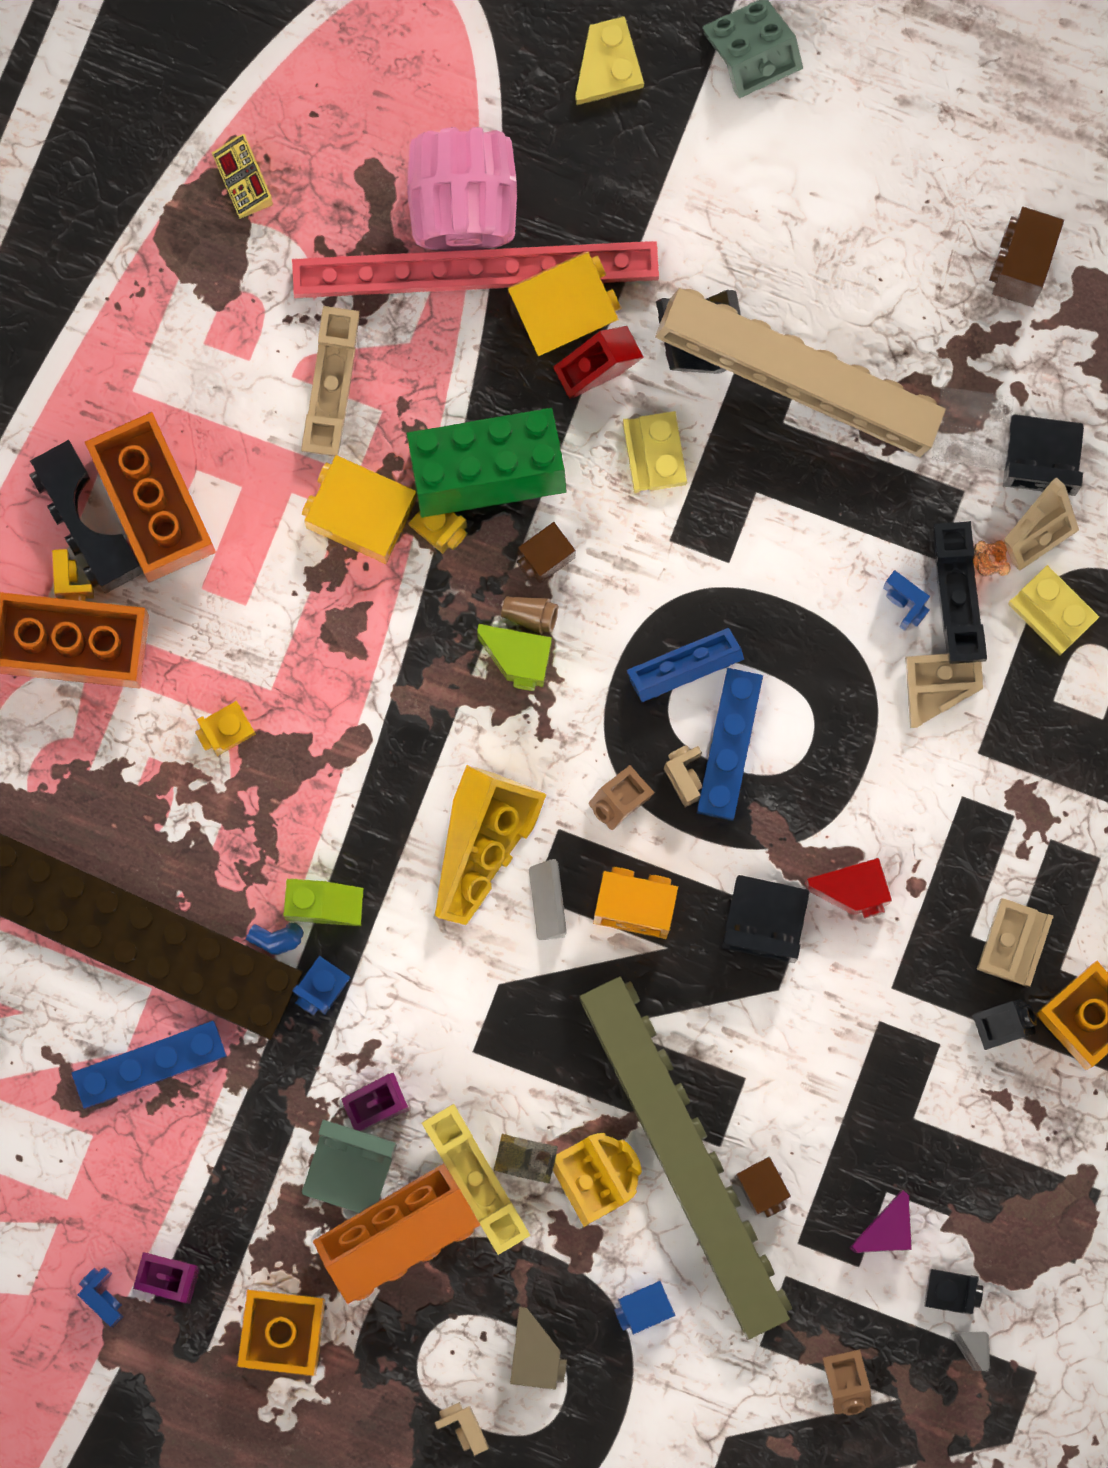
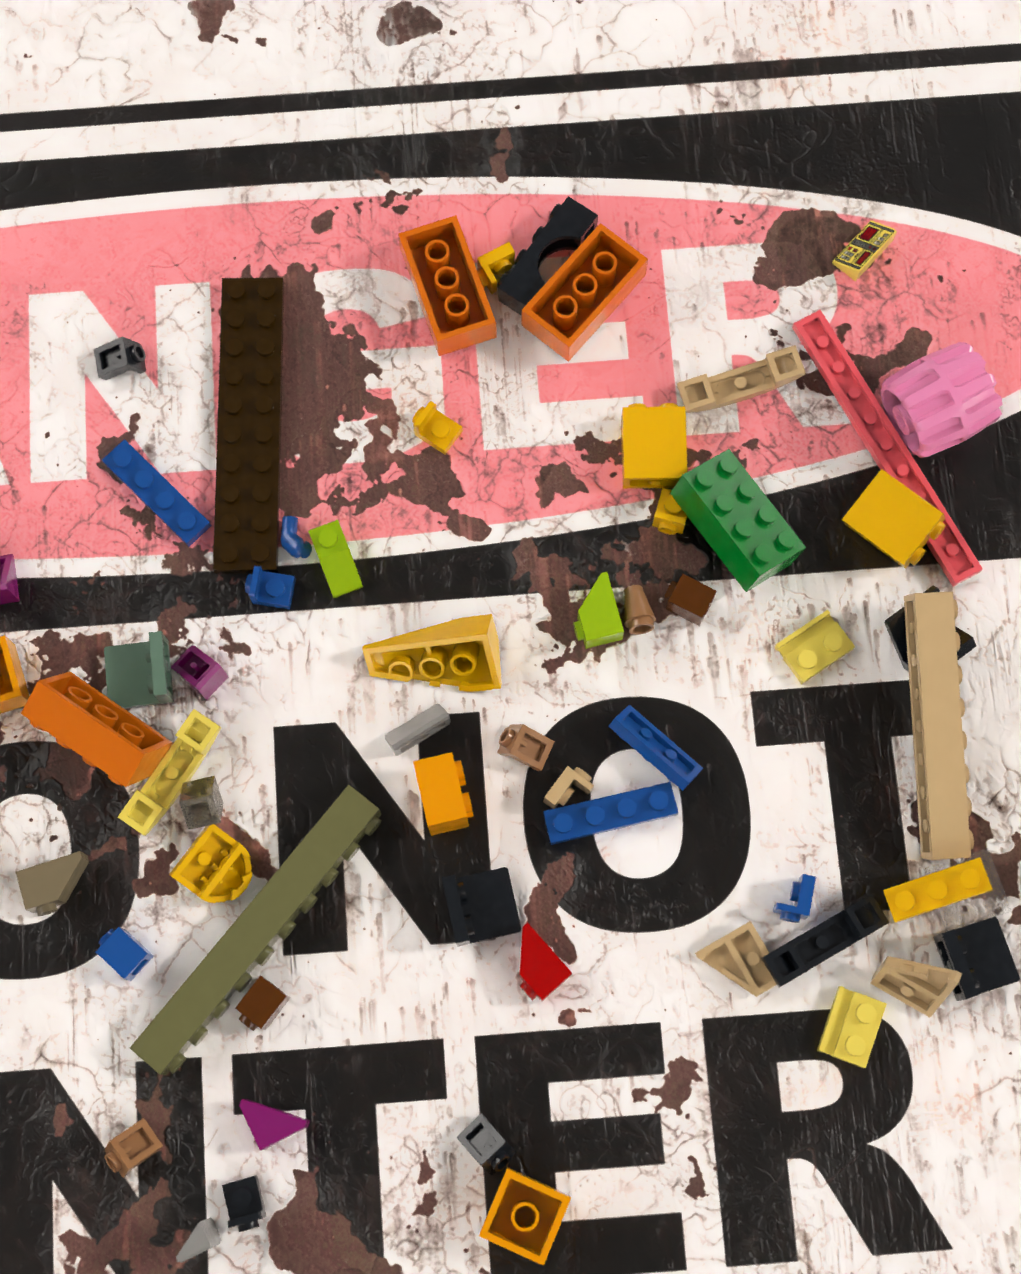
camera: 70 degrees right, 5 degrees down
(598, 360) = (864, 569): red slope -> none
(963, 457) = (937, 890): none -> yellow brick
(983, 561) = (861, 948): clear orange plate -> none
(1014, 942) = (558, 1122): tan plate -> none

